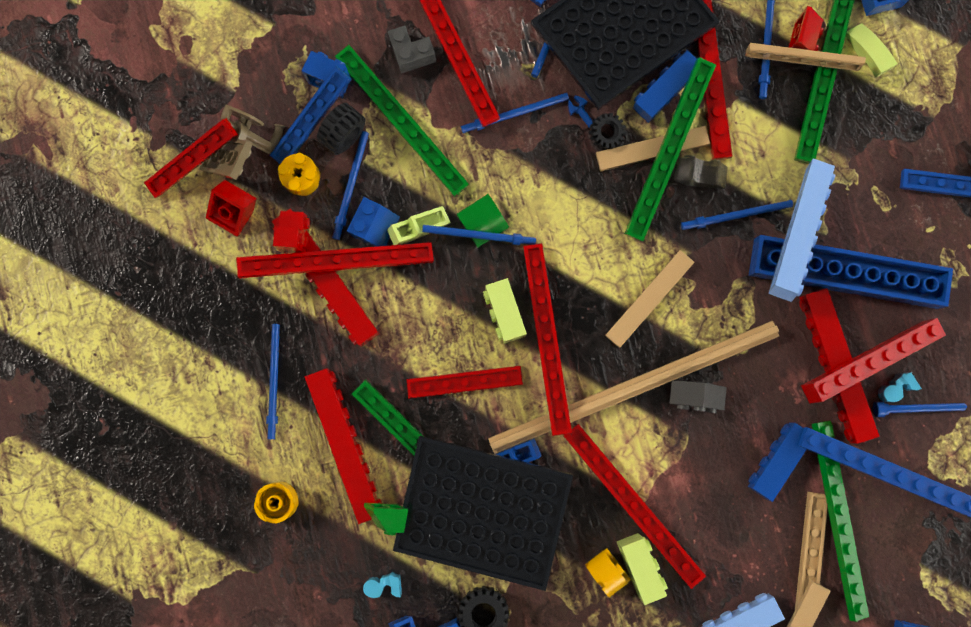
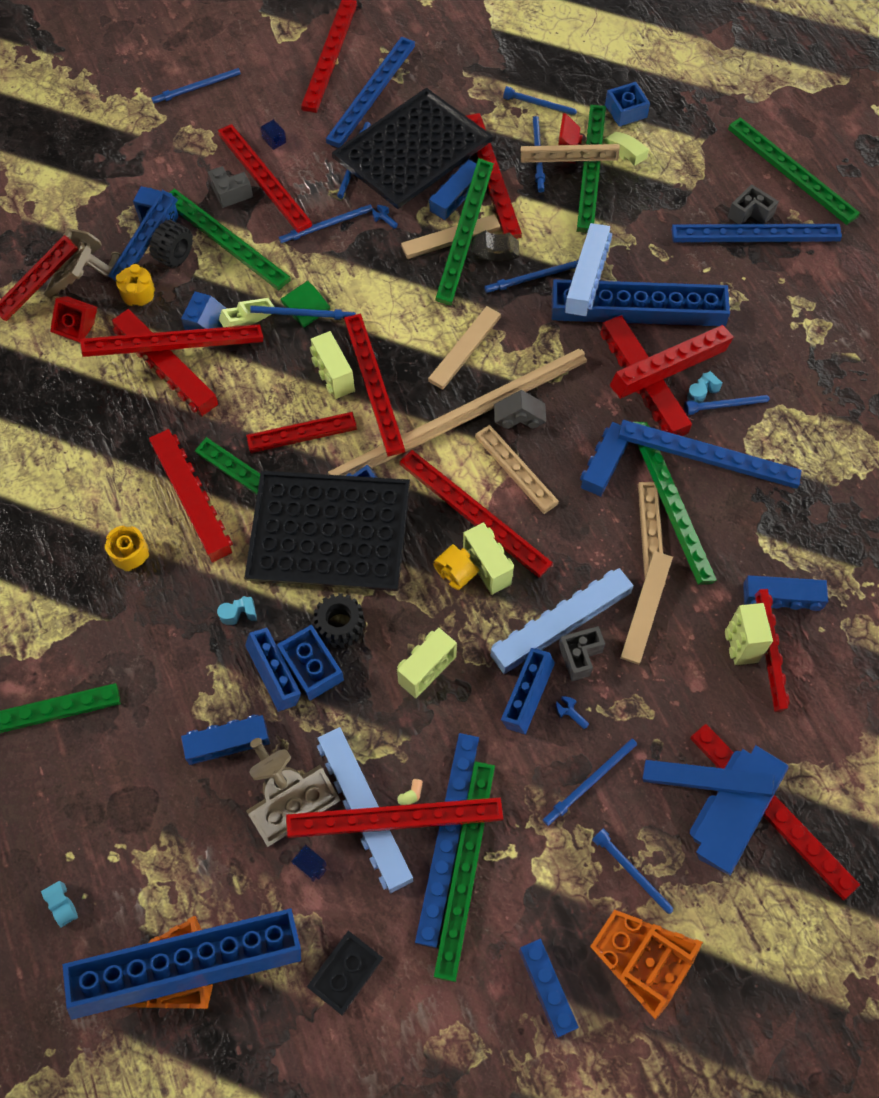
camera: 10 degrees left, 20 degrees down
(272, 419) = (119, 481): blue bar -> none
(291, 233) = (130, 318): red brick -> none
(341, 220) = (175, 317): blue bar -> none
(388, 517) = (235, 540): green slope -> none
(615, 123) = (409, 217): black tyre -> none
(684, 457) = (517, 469): none -> tan tile

